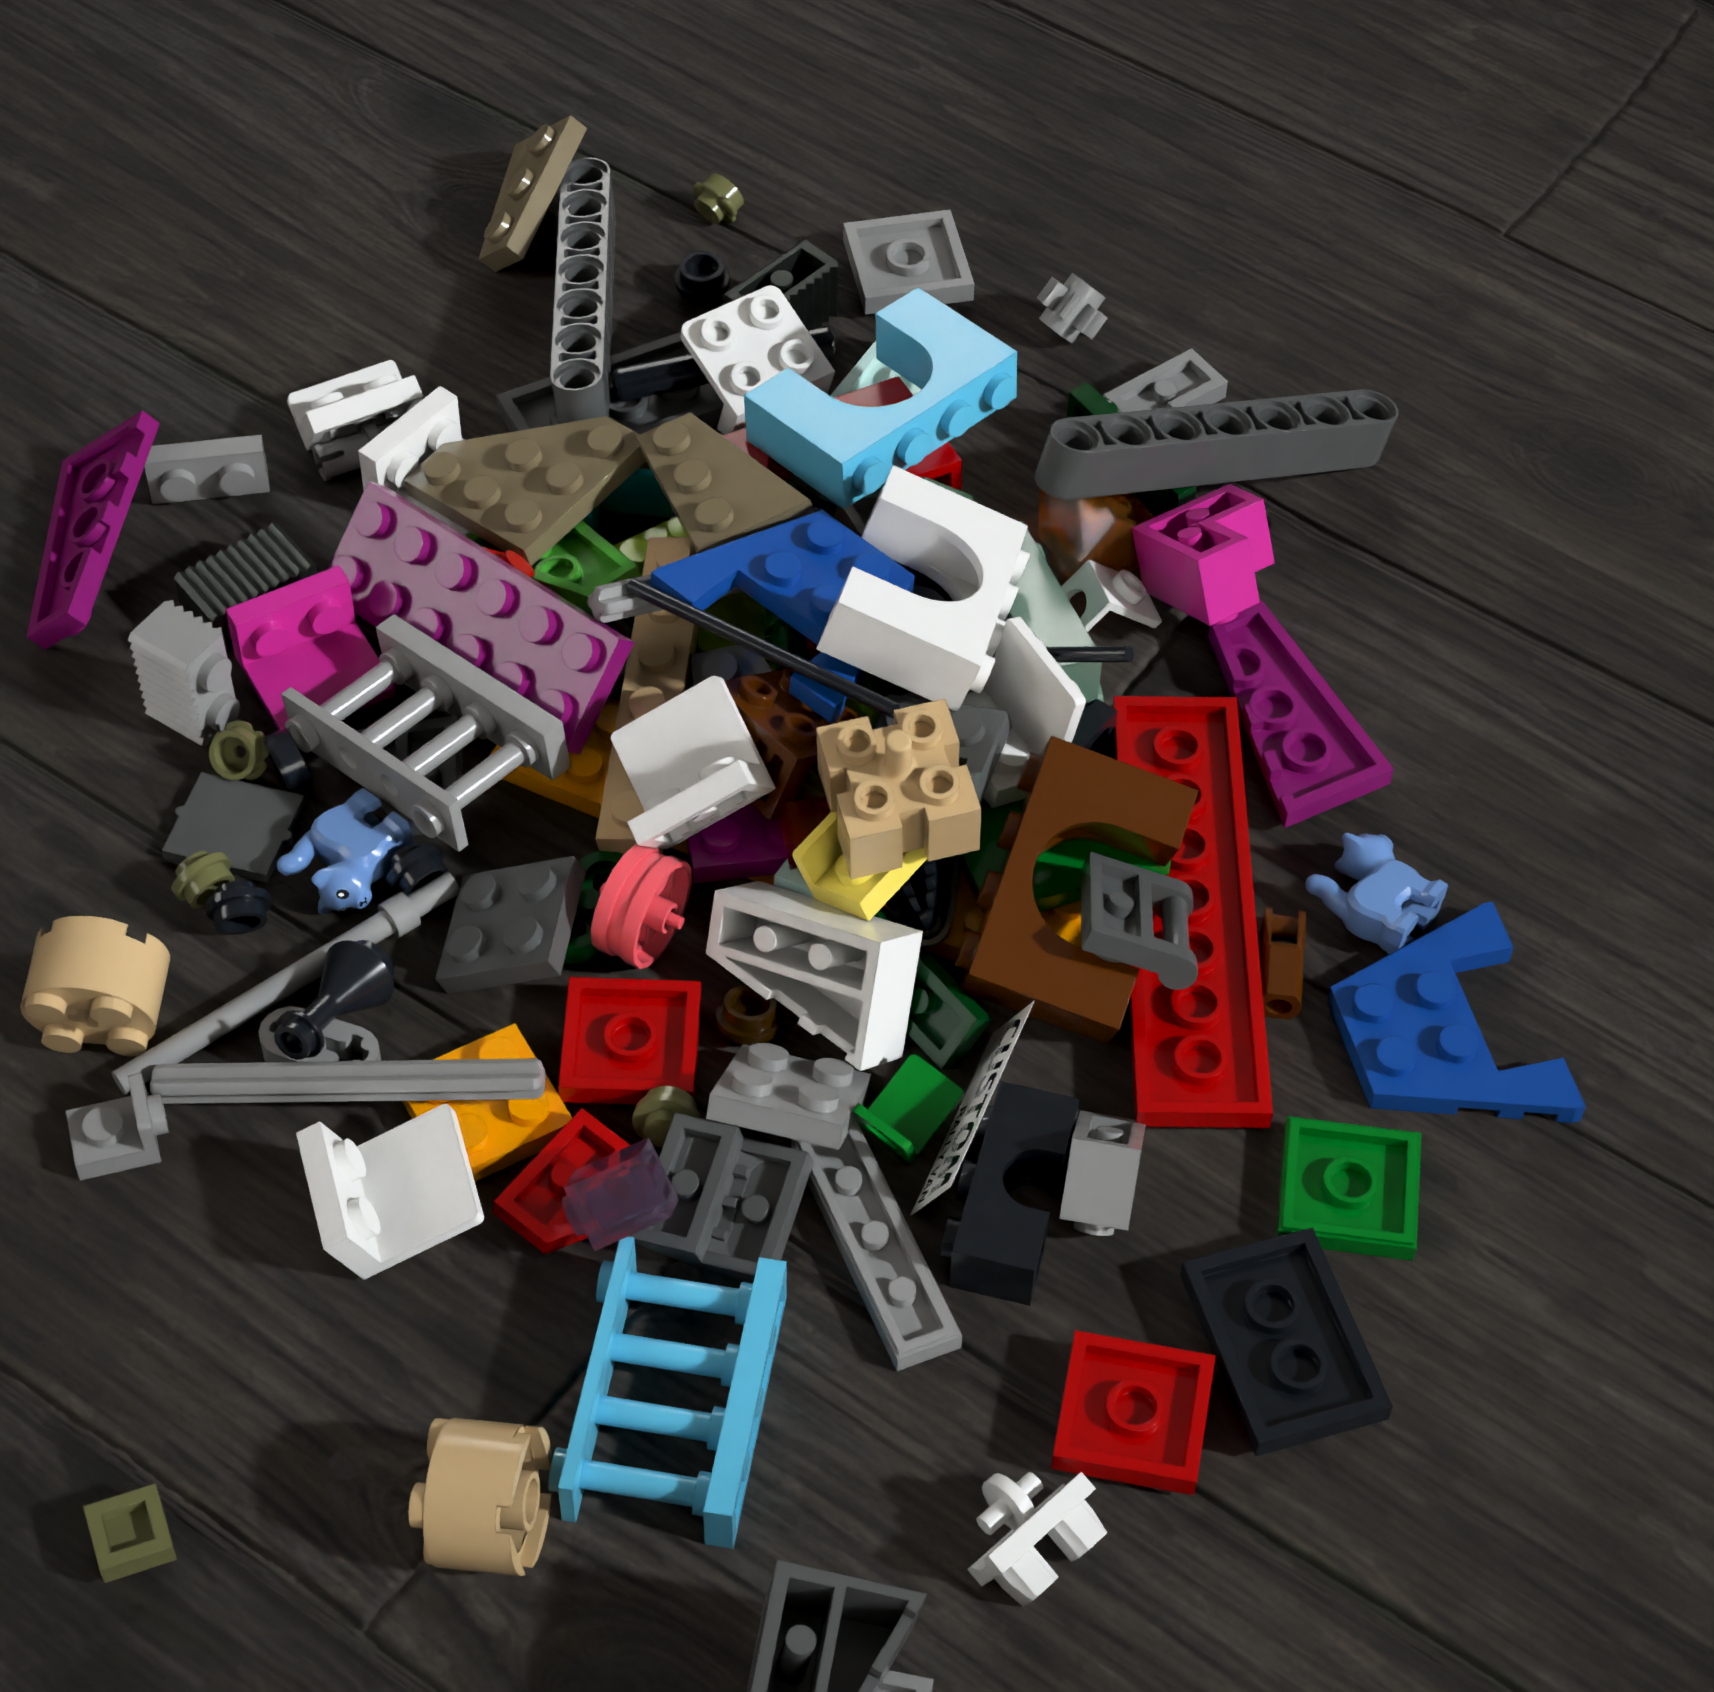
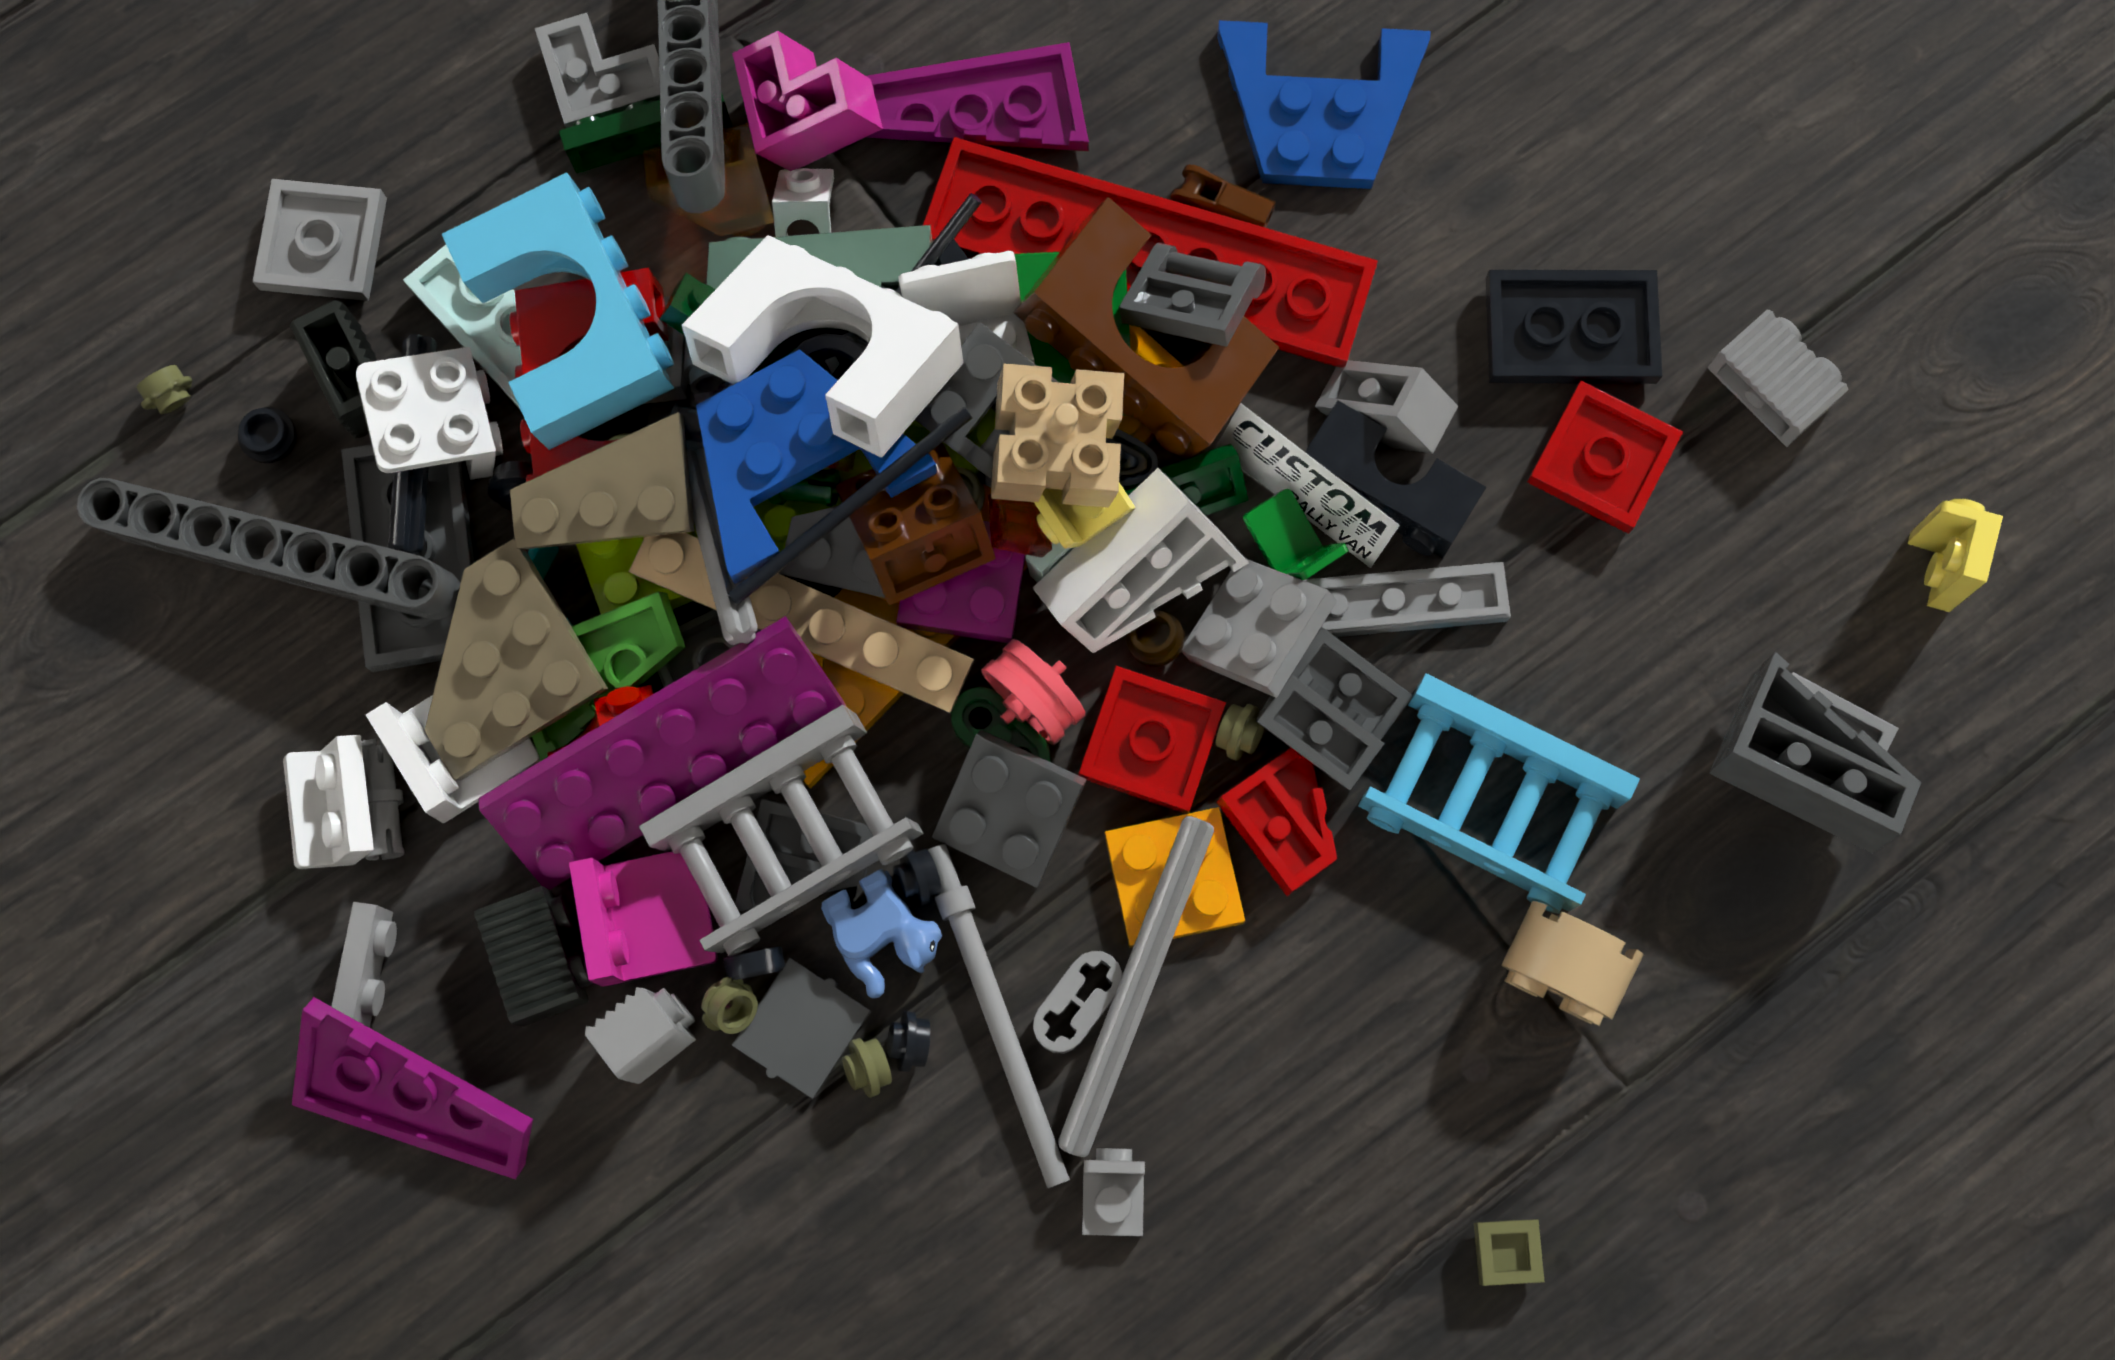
camera: 70 degrees left, 25 degrees up
(95, 986) = (978, 1185): tan brick -> none
(352, 980) = (1024, 959): black piece -> none
(391, 1192) = (1255, 971): white bracket -> none
(528, 190) = (91, 564): dark tan wing -> none
(619, 1195) = (1338, 786): clear purple brick -> none
(690, 764) = (944, 605): white bracket -> none
(1061, 1516) = (1686, 563): white hips -> none
(1072, 308) = (444, 113): light grey gear -> none
(1314, 1580) = (1778, 376): none -> light grey brick
(1351, 1186) = (1445, 231): green tile -> none
(1386, 898) = (1190, 98): medium blue animal -> none

